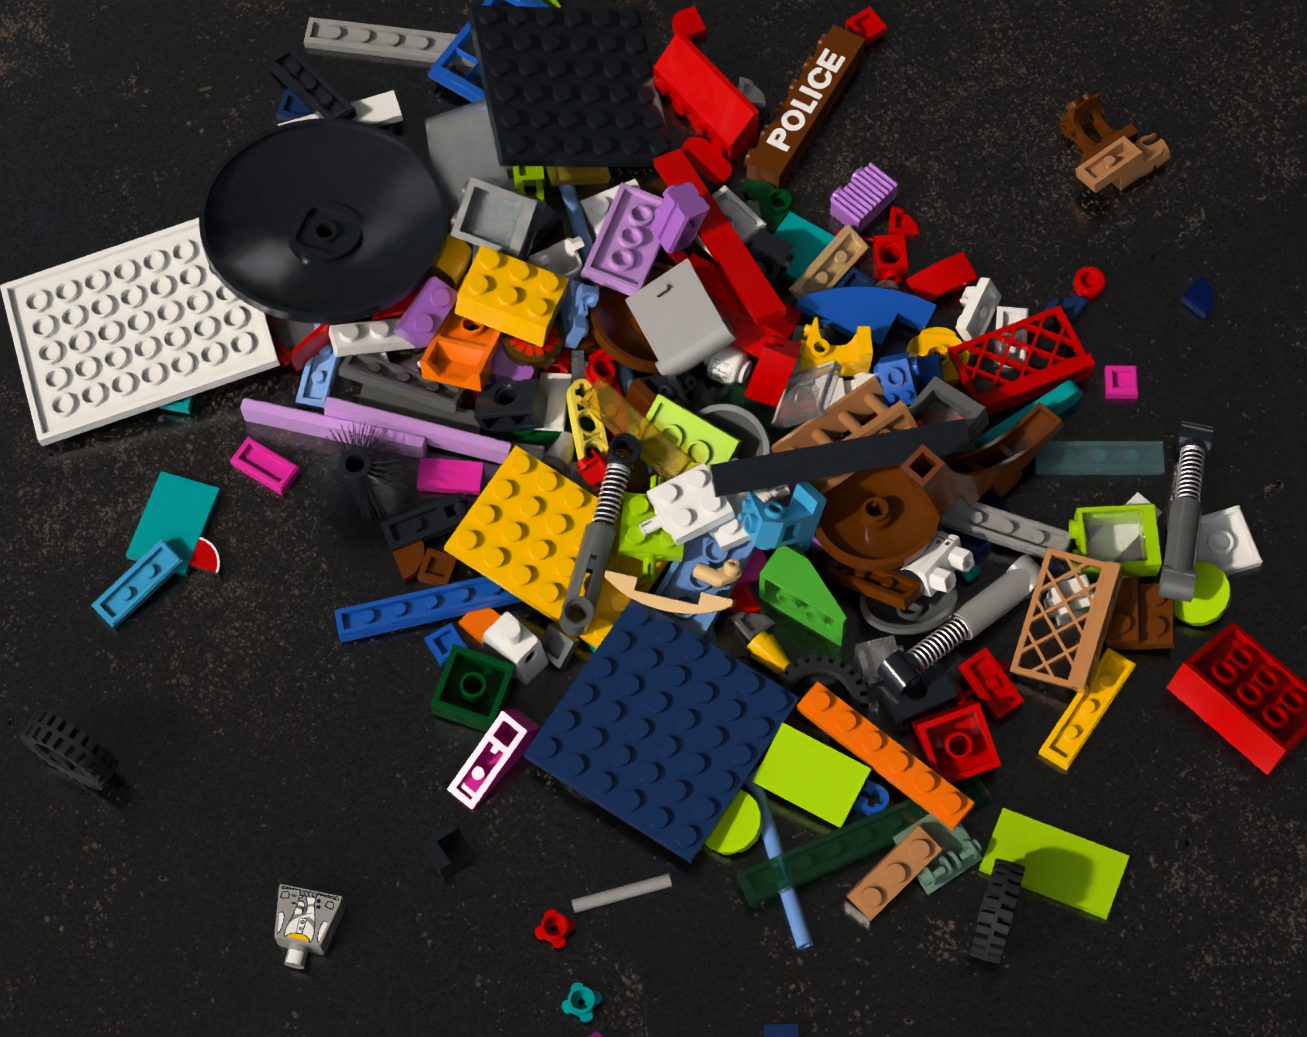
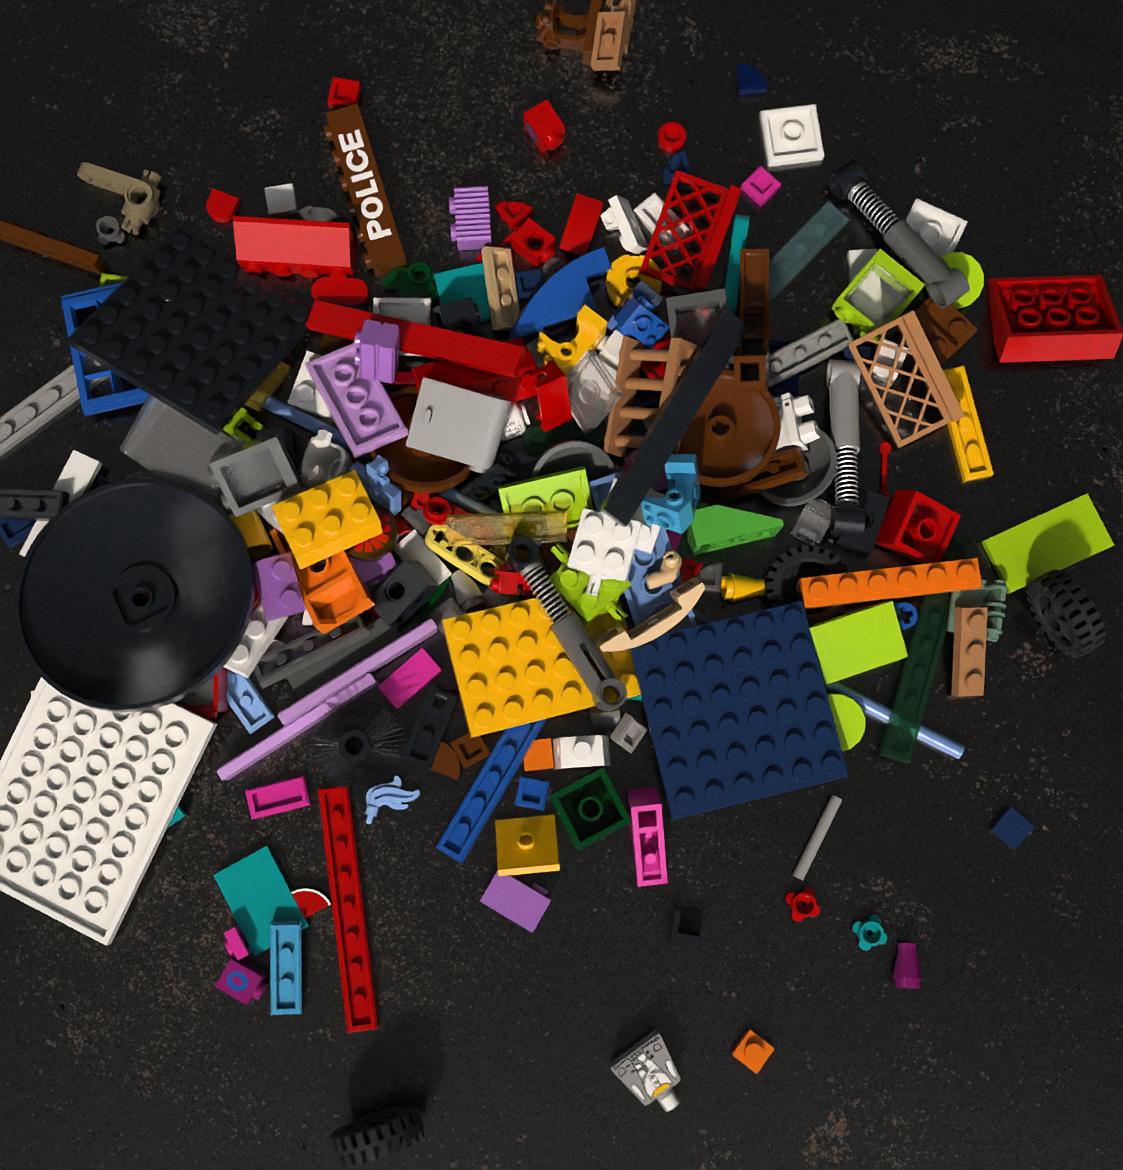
camera: 50 degrees left, 15 degrees up
(99, 561) = (242, 981): none -> magenta brick
(123, 531) = (236, 943): none -> dark pink plate
(225, 591) = (348, 909): none -> red tile
(344, 544) = (389, 795): none -> light blue piece
(349, 702) = (517, 900): none -> medium lavender brick
(396, 993) = (752, 1050): none -> orange plate
(399, 670) = (526, 845): none -> yellow plate
(563, 669) = (628, 733): none -> light grey tile
(640, 396) = (483, 500): reddish brown tile -> none
(736, 59) = (281, 200): none -> white tile
(990, 683) = (896, 468): red plate -> none
(993, 183) = (544, 126): none -> red brick
(1189, 368) = (791, 135): none -> white tile

